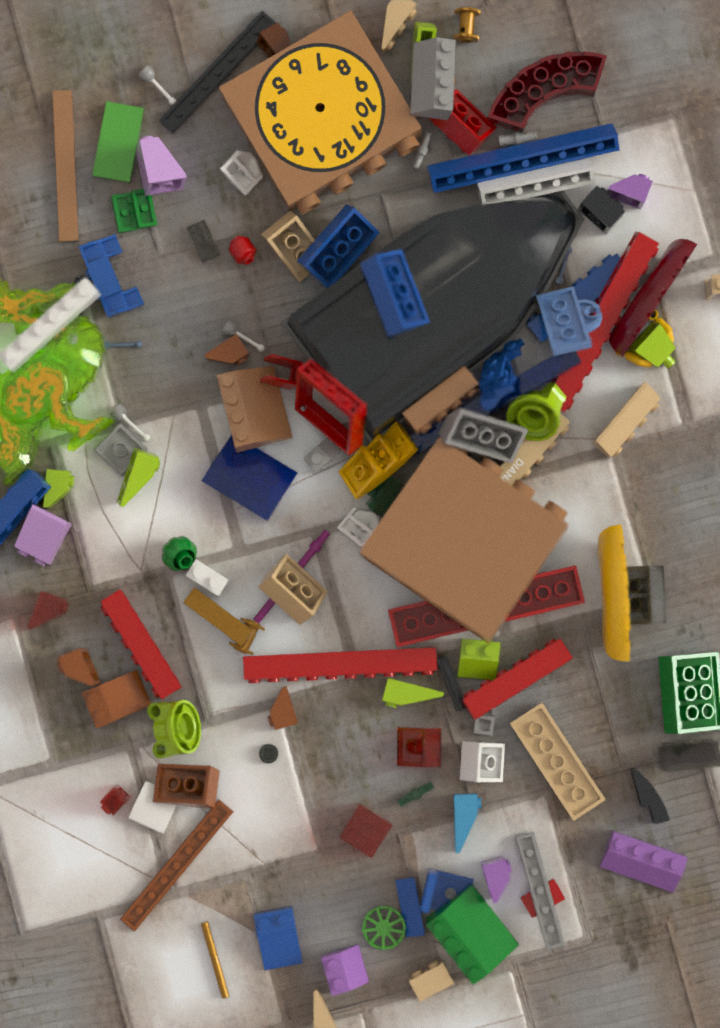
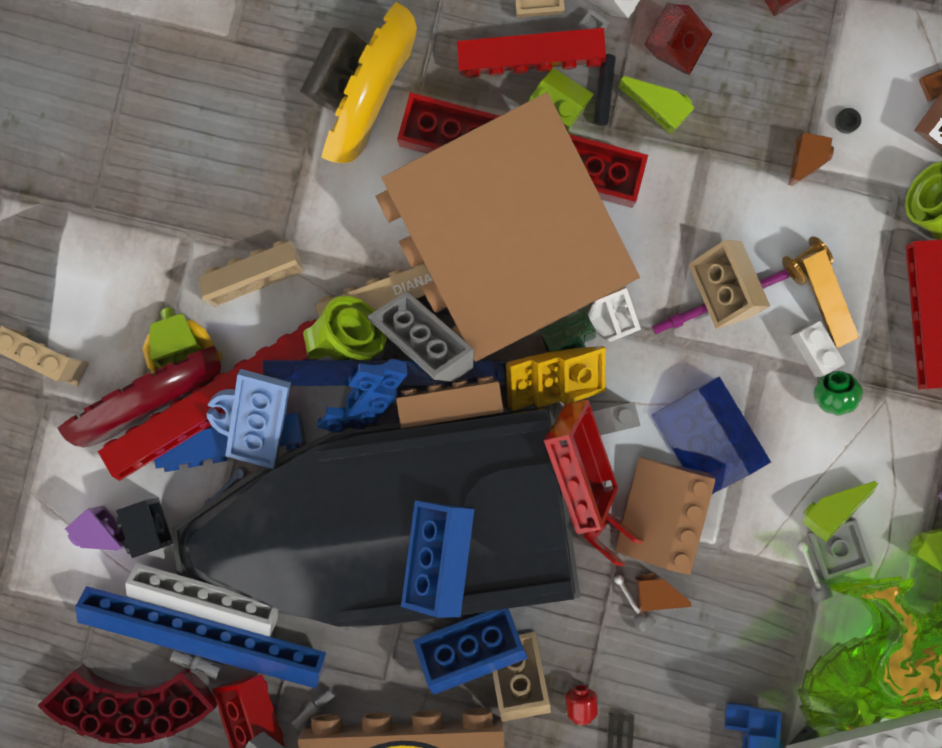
camera: 150 degrees left, 0 degrees up
(138, 344) = (793, 678): sand blue hinge -> none
(340, 663) = (720, 176): red brick -> none

